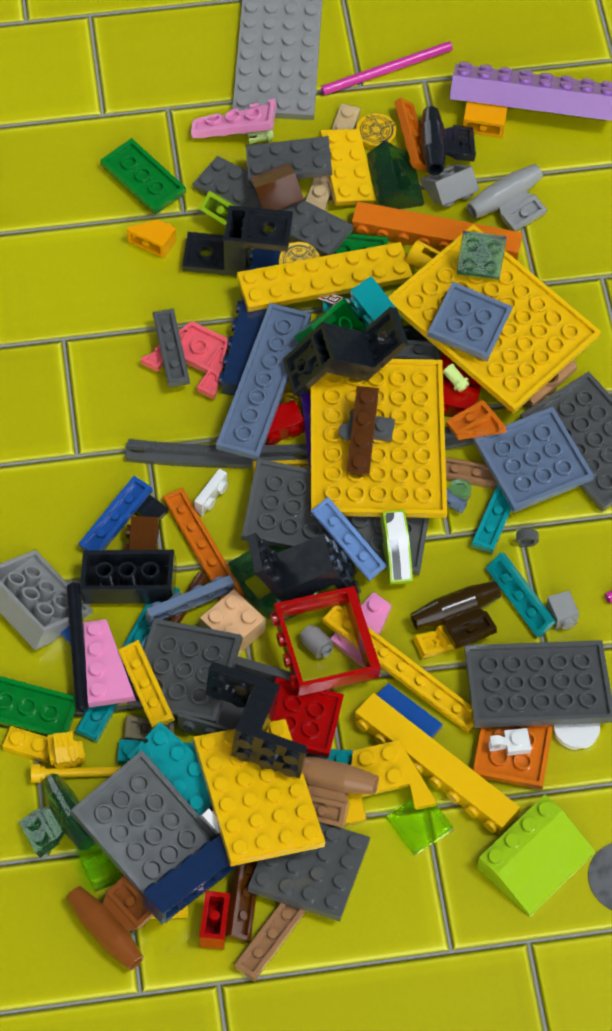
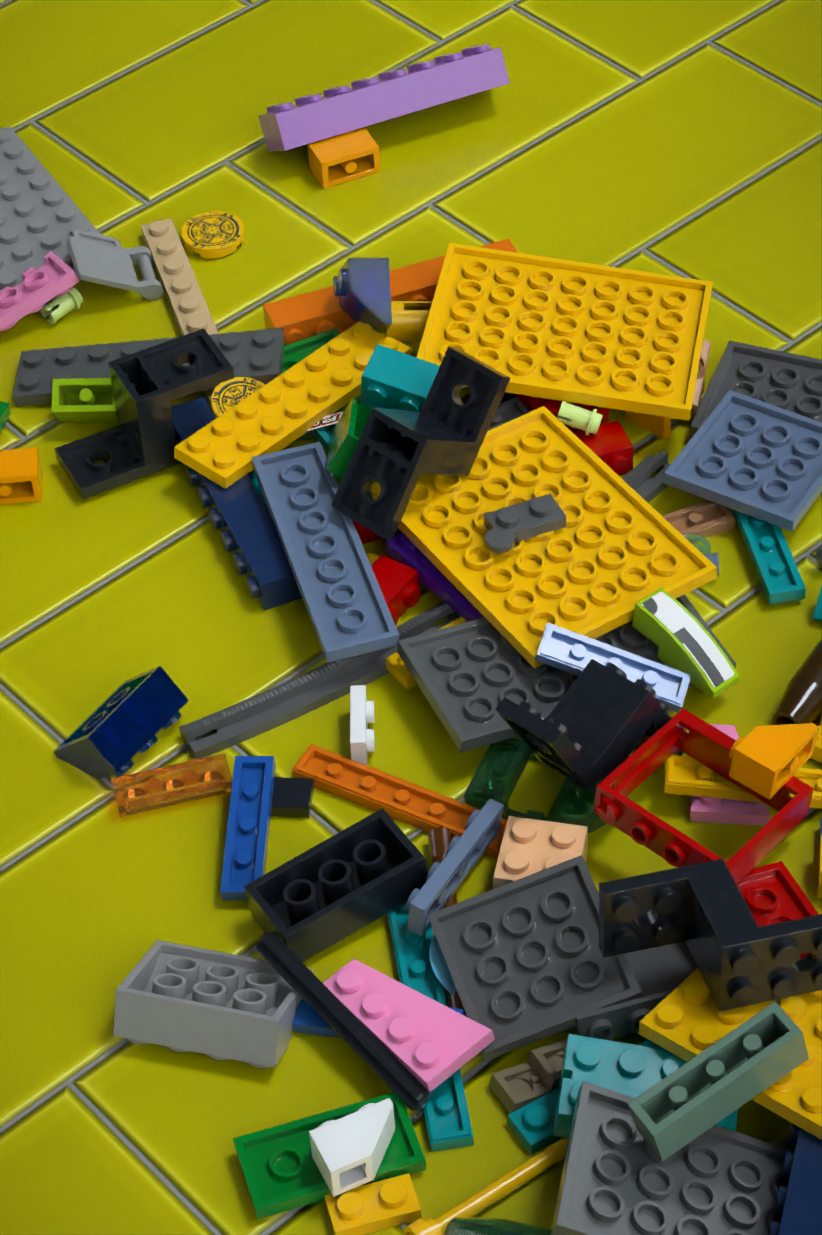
camera: 30 degrees left, 15 degrees down
(34, 713) = (353, 1146): none -> white slope
(65, 751) = (446, 1170): yellow hair -> none
(100, 469) = (172, 785): none -> clear orange plate
(102, 422) = (124, 725): none -> clear blue slope
(143, 533) = (305, 823): reddish brown brick -> none
(146, 684) = (495, 1007): yellow tile -> none
(171, 348) = (150, 585): dark grey tile -> none
(191, 790) = (718, 1081): none -> sand green brick
(202, 350) = (187, 572): coral wing -> none
(210, 819) = (763, 1125): white plate -> none
(277, 188) = (145, 324): reddish brown slope -> none
(298, 118) = (105, 262): none -> light grey piece
(306, 156) = (132, 301): dark grey plate -> none
(316, 641) = (683, 818): light grey brick -> none
(350, 168) = (211, 280): yellow plate -> none
(362, 431) = (524, 523): reddish brown plate -> none
(369, 640) = (771, 755): none -> light orange slope
(386, 68) = (165, 169): dark pink piece -> none
(394, 177) = (278, 263): clear green slope -> none
(406, 229) = (365, 291): none -> clear blue slope
(411, 131) = (257, 210): orange plate -> none
(439, 142) = (314, 204): black plate -> none
(453, 183) = (365, 235): light grey slope -> none
(469, 321) = (547, 338): sand blue plate -> none
(476, 422) = (652, 452): orange wing -> none
(481, 255) = (499, 257): clear green plate -> none
(511, 198) = (451, 215): light grey plate -> none

